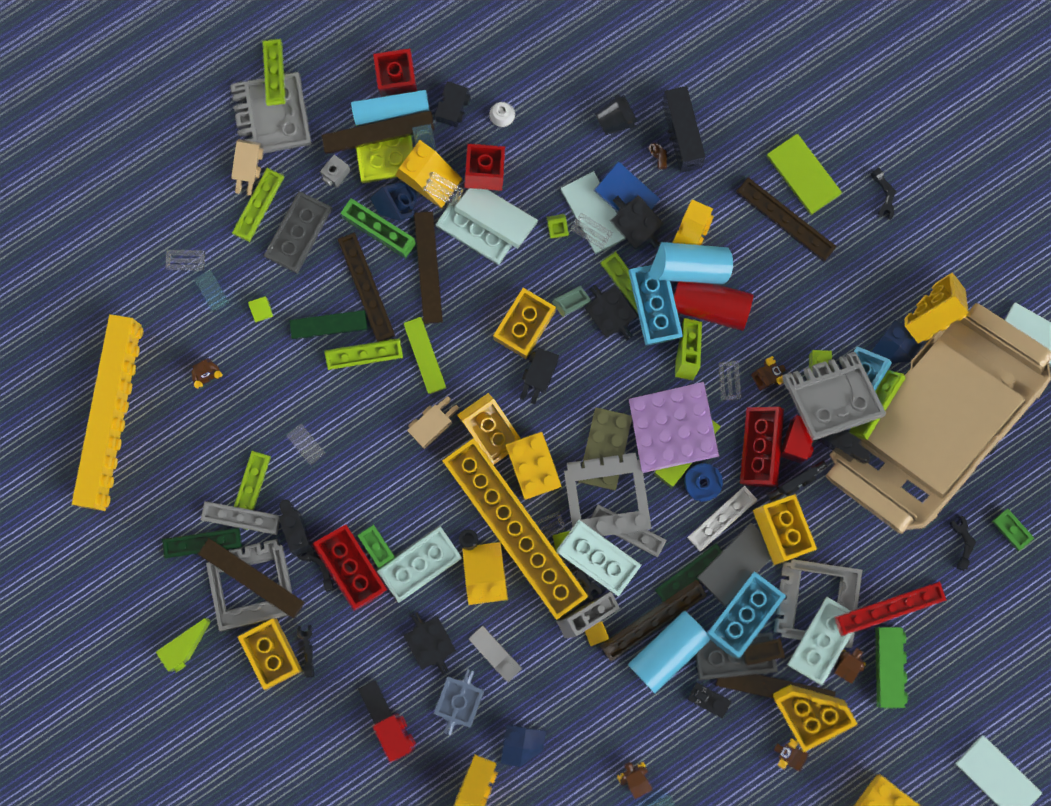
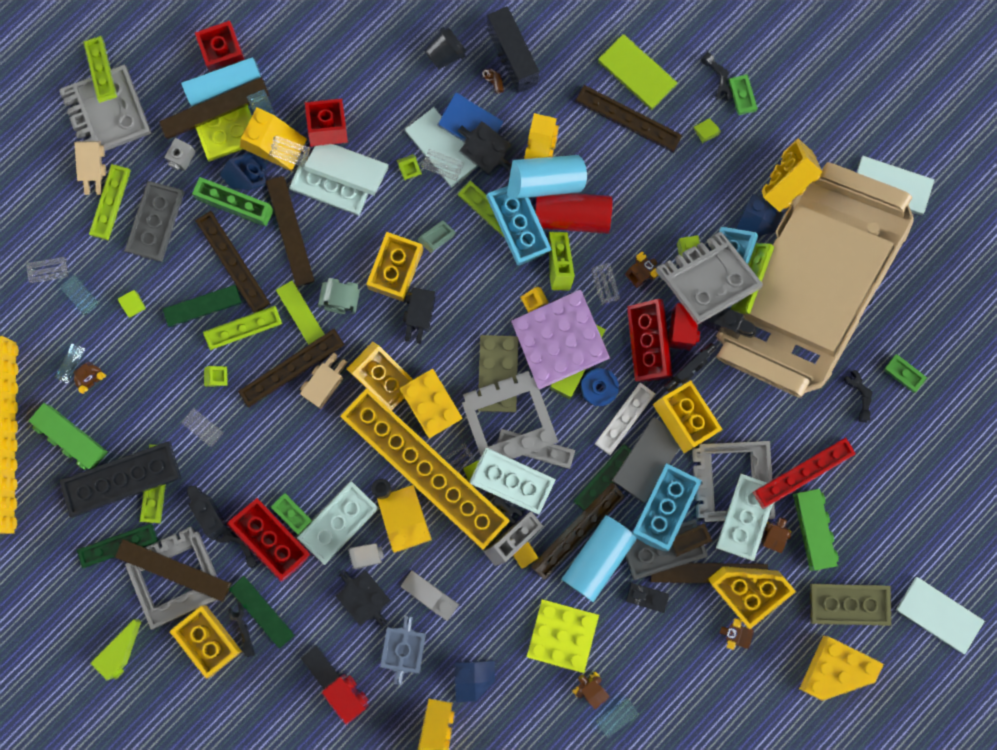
camera: 20 degrees left, 0 degrees up
(175, 427) = (68, 436): none -> bright green brick
(189, 356) = (69, 363): none -> clear light blue tile
(217, 479) = (120, 479): none -> black plate
(240, 518) = (150, 513): light grey tile -> none
(328, 396) = (215, 376): none -> lime slope
(329, 636) = (262, 612): none -> dark green tile
(403, 403) = (291, 368): none -> dark brown tile
(441, 602) = (366, 555): none -> light grey slope
(451, 110) = (283, 73): black brick -> none
(464, 342) = (339, 296): none -> sand green brick
(505, 116) = (333, 69): white cone -> none
(611, 312) = (477, 240): black plate -> none
(618, 720) = (562, 636): none -> neon yellow plate
(655, 382) = (534, 299): none -> yellow slope
(862, 246) = (706, 130): none -> lime slope
(905, 217) = (742, 94): none -> bright green plate
(910, 748) = (850, 604): none -> olive plate

